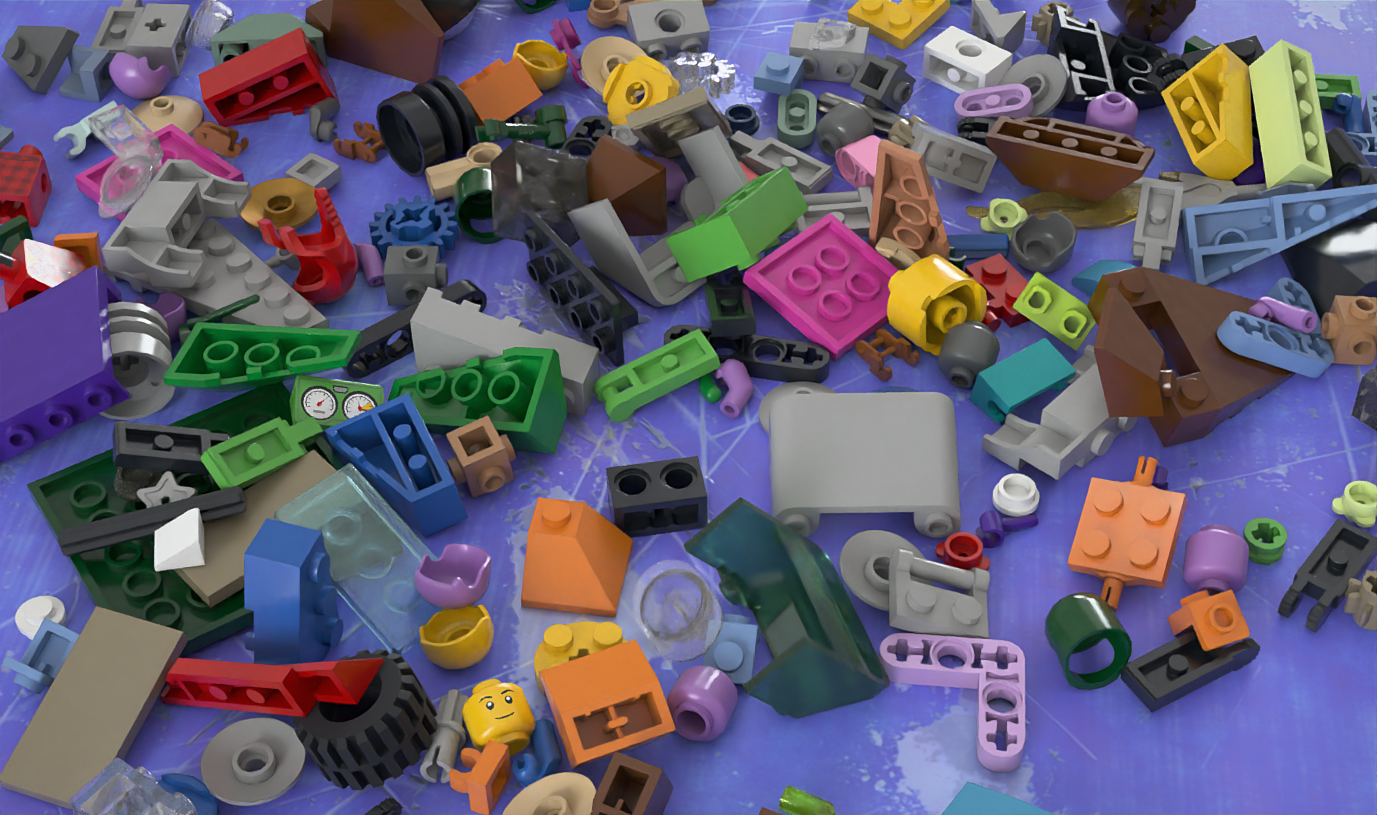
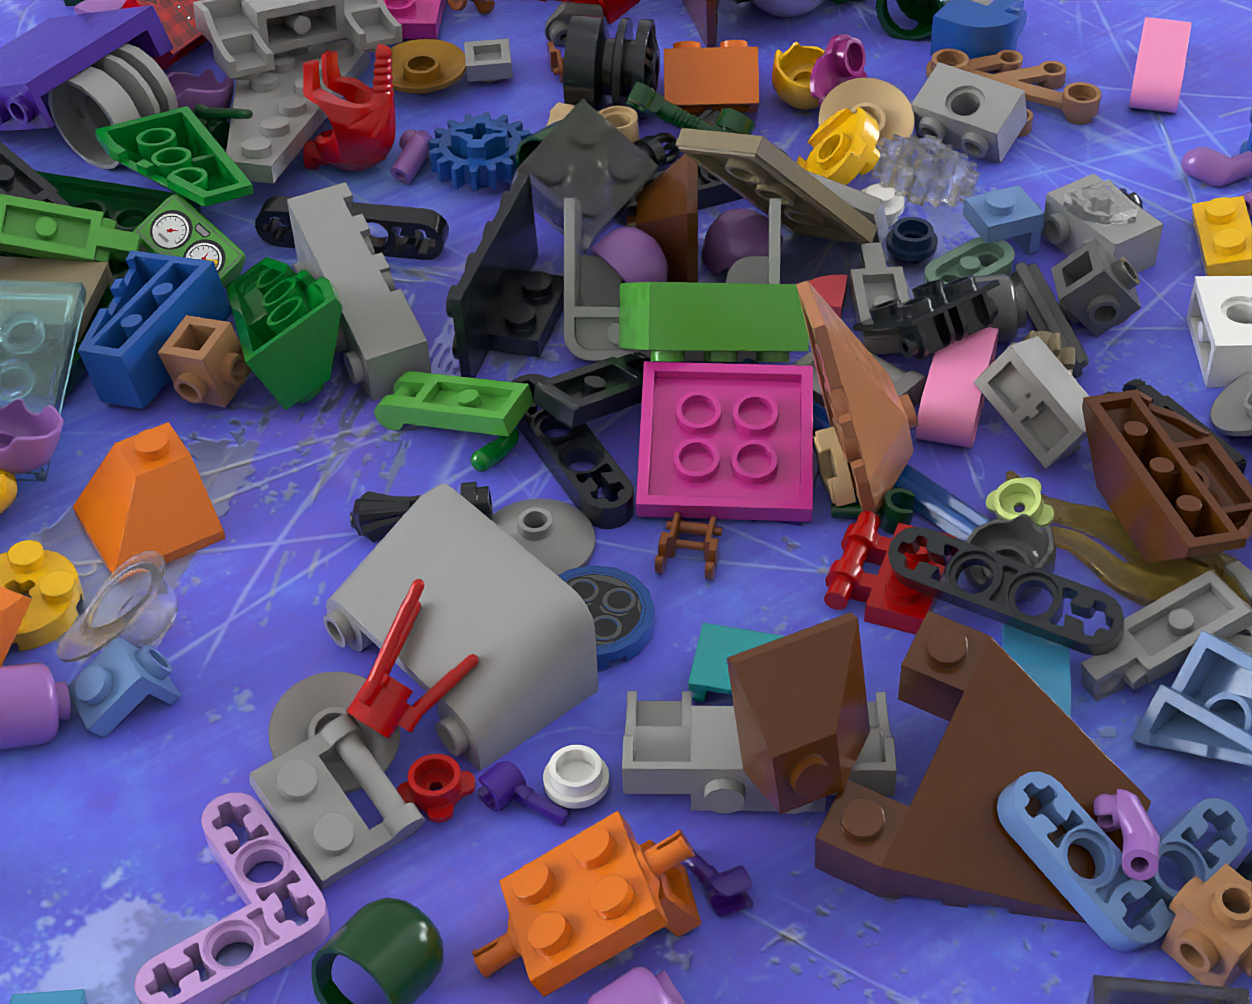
camera: 50 degrees right, 0 degrees up
(411, 272) = (411, 179): dark grey brick -> none
(640, 225) = (633, 255): none -> medium lavender hair
(657, 497) = (282, 507): black brick -> none
(715, 456) = (378, 513): none -> black piece
(739, 384) = (516, 469): medium lavender arm -> none
(801, 609) = (213, 731): windscreen -> none
(840, 142) = (936, 315): none -> black hinge
(904, 525) = (382, 699): none -> red plant
(931, 300) = (778, 528): yellow brick -> none
(966, 352) = (752, 599): dark grey head -> none
(995, 101) = (1196, 386): lavender plate -> none
(1055, 310) = (893, 615): lime hips -> none
(1075, 249) = (1009, 580): none -> black beam

